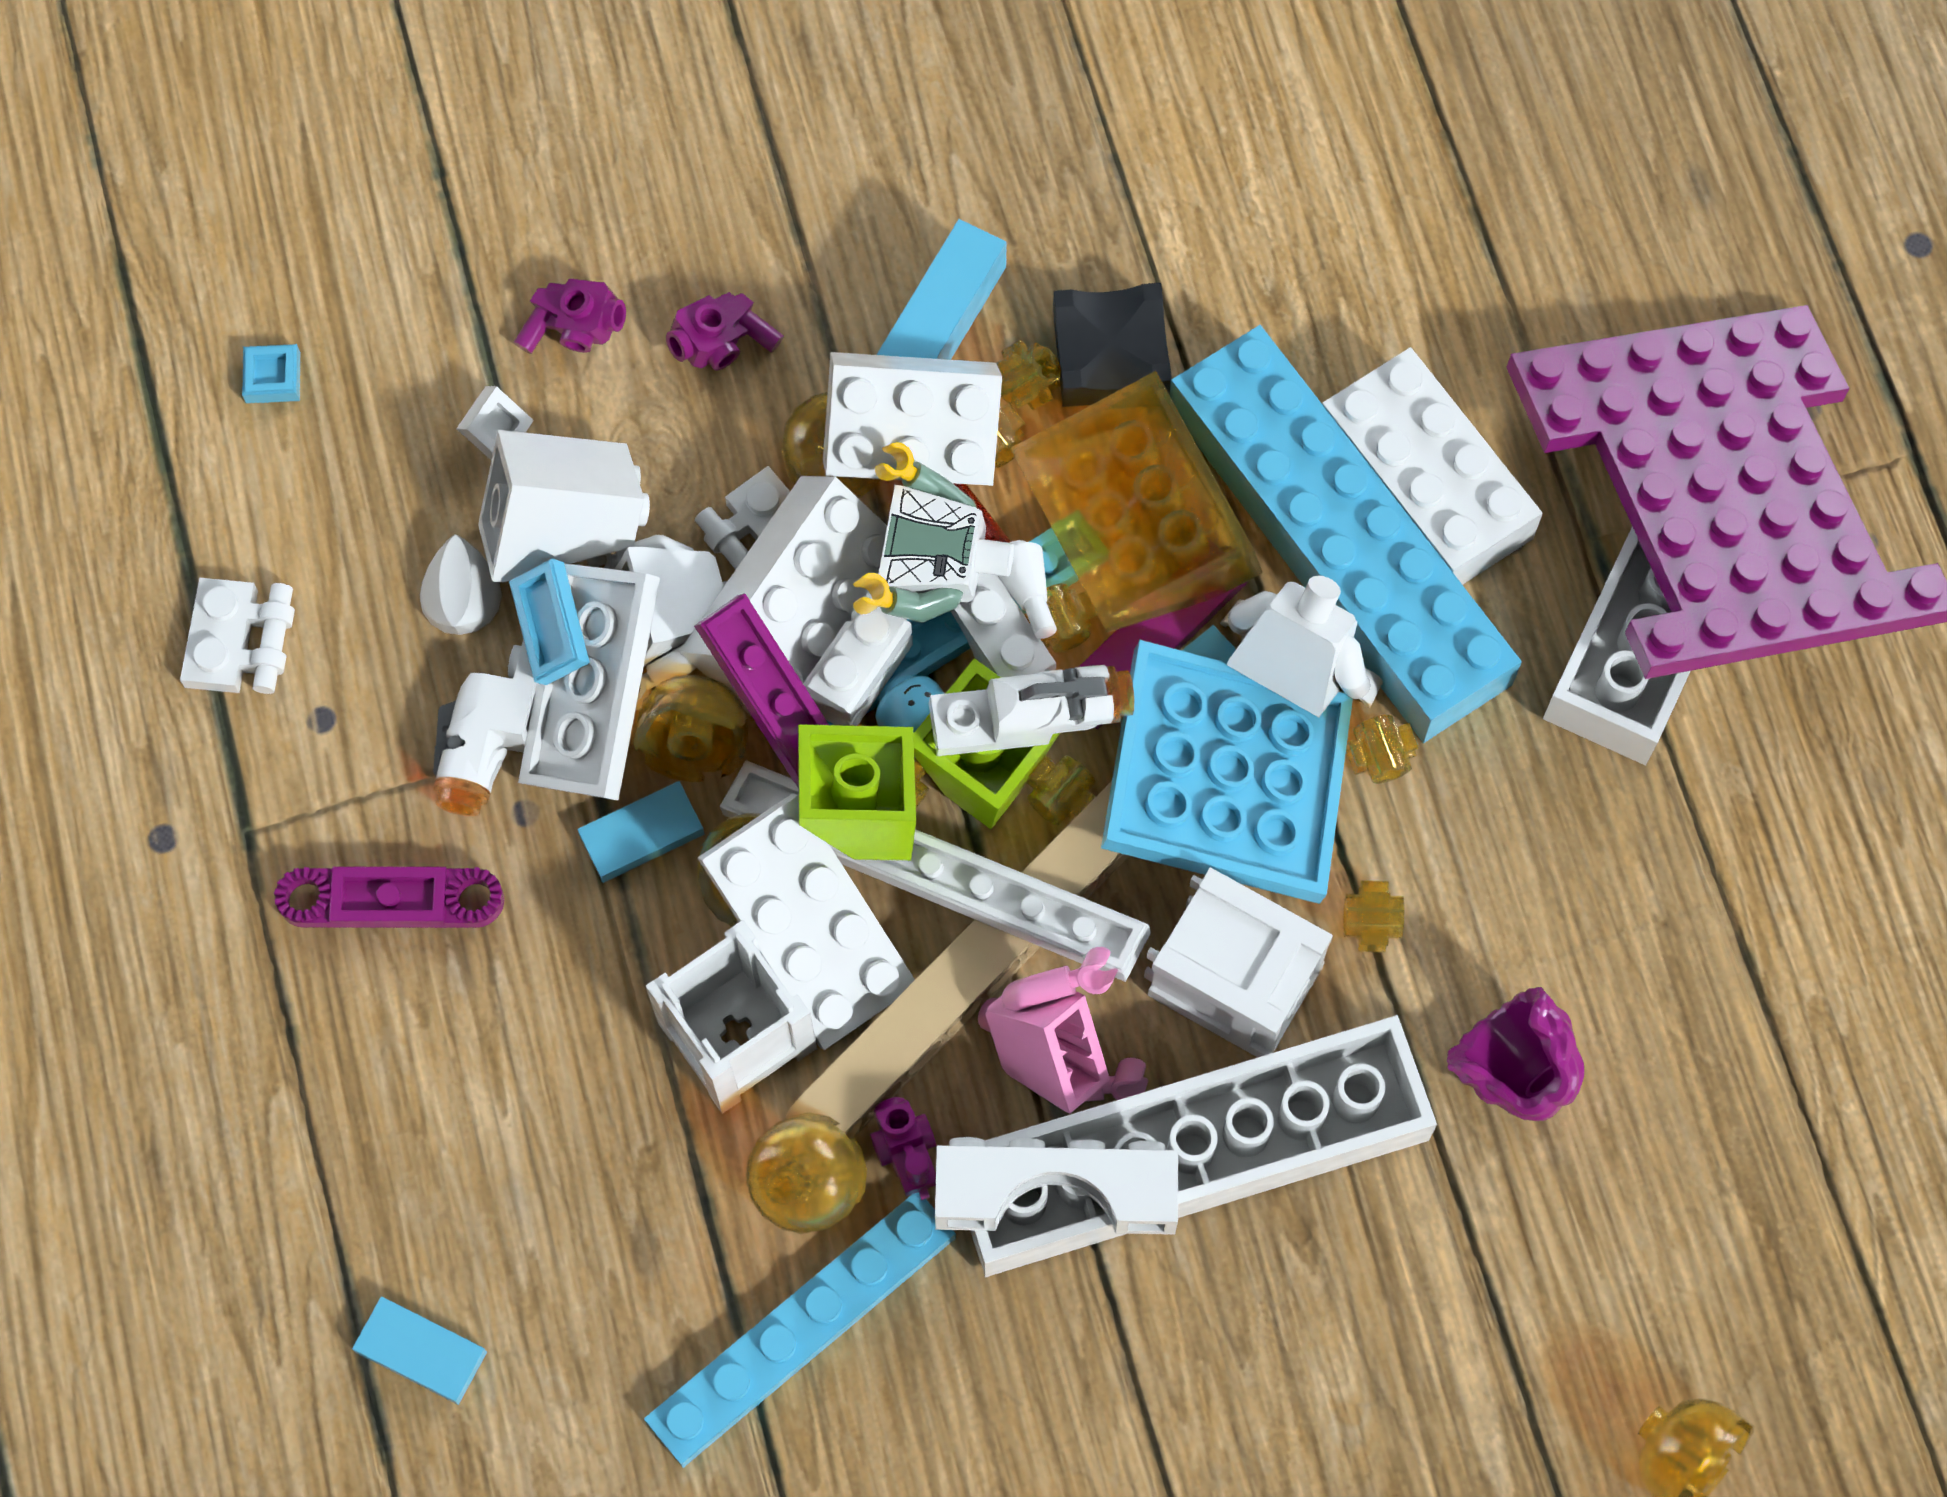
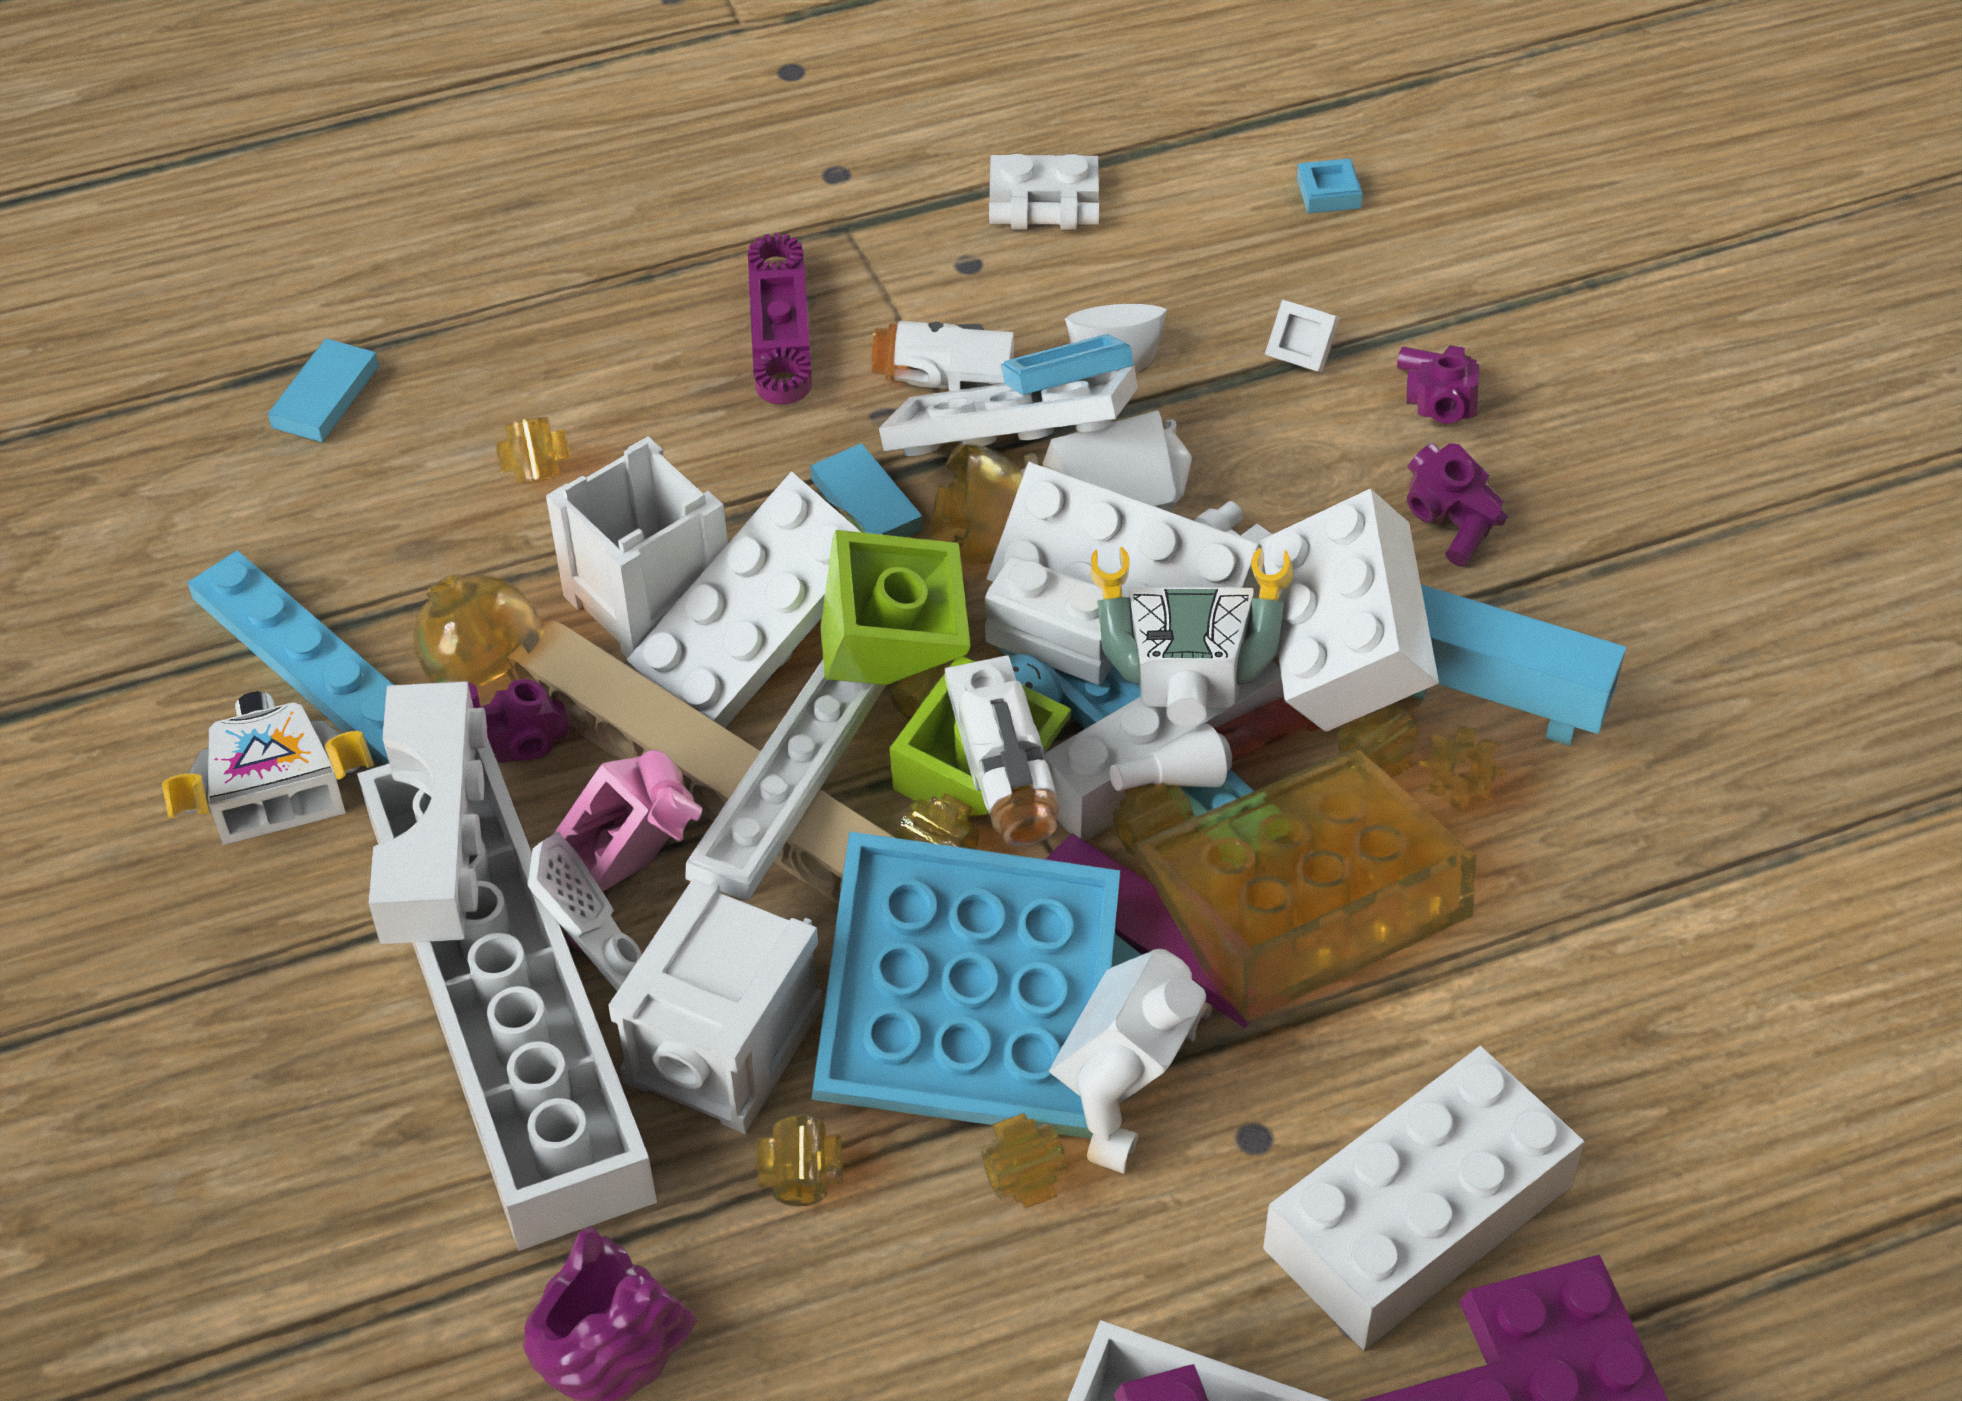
camera: 85 degrees right, 20 degrees down
(556, 1131) = (532, 451): none -> clear yellow gear
(558, 501) = (1212, 364): white slope -> none
(761, 676) = (1015, 505): magenta tile -> none
(932, 1362) = (267, 770): none -> torso
(1109, 341) = (1528, 848): black brick -> none
(1143, 1074) = (581, 908): none -> white piece
(1342, 523) = (1196, 1180): medium azure brick -> none

